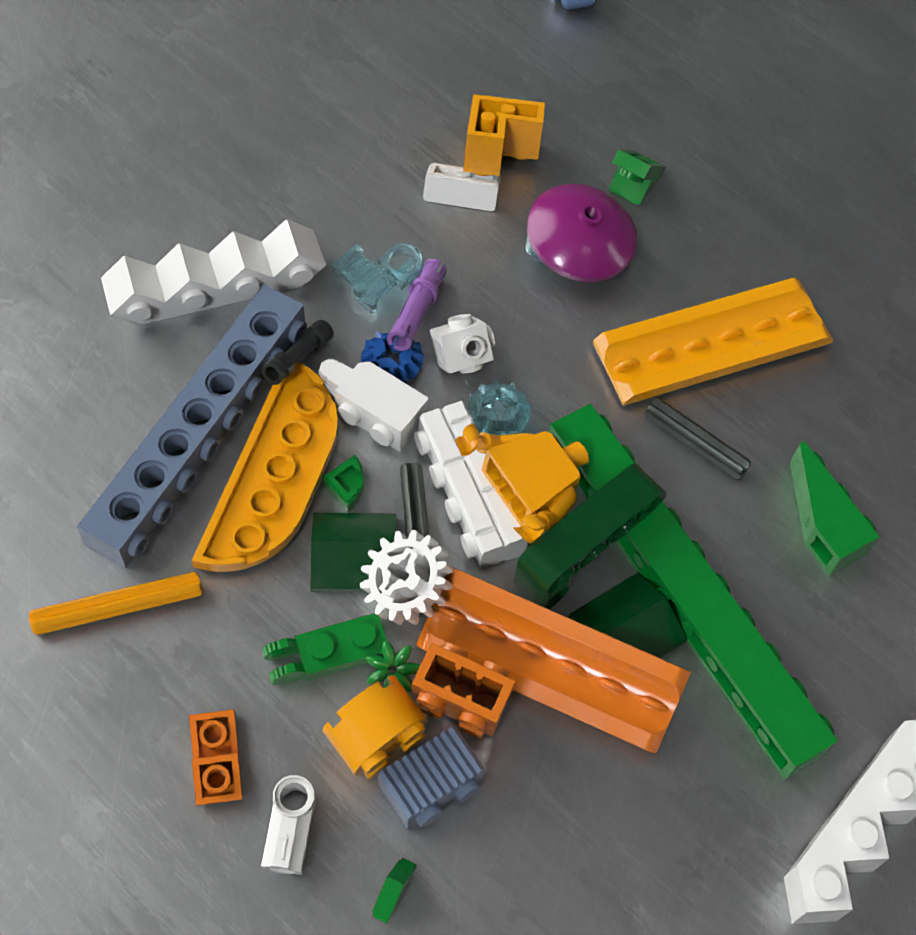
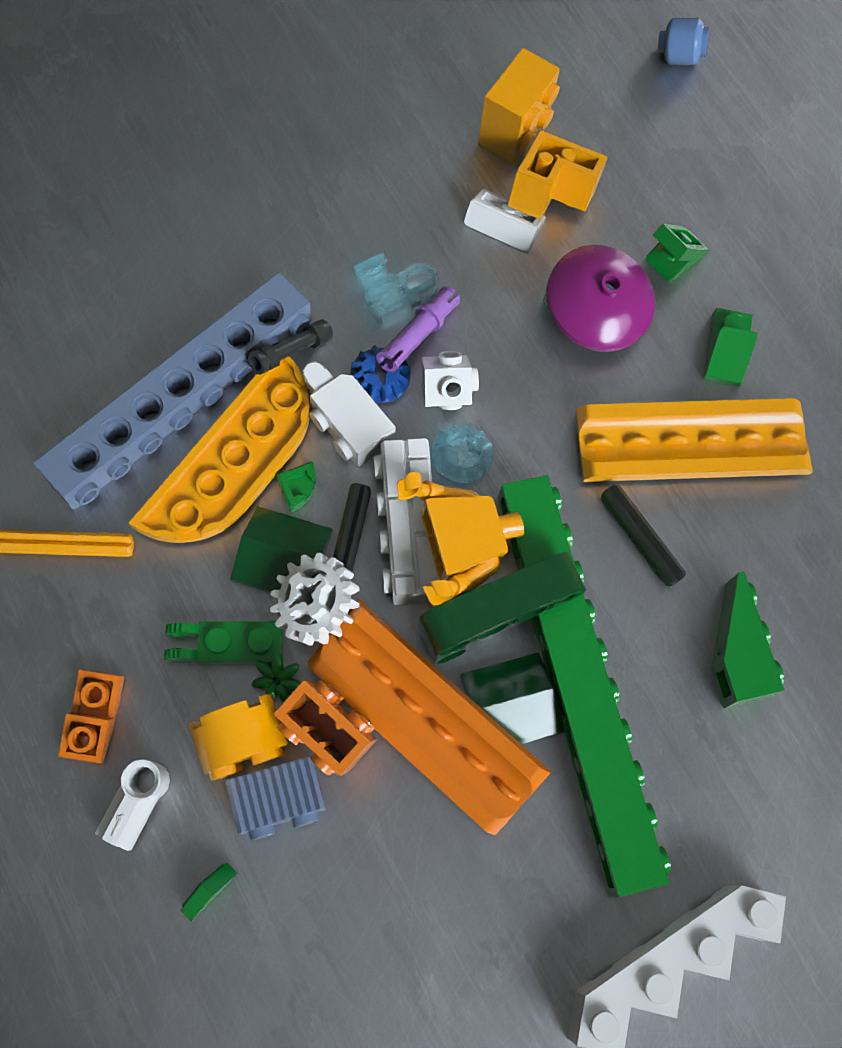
camera: 15 degrees right, 10 degrees up
(199, 280) = (226, 251): white brick -> none
(443, 78) = (518, 106): none -> light orange brick
(716, 248) = (729, 347): none -> green slope

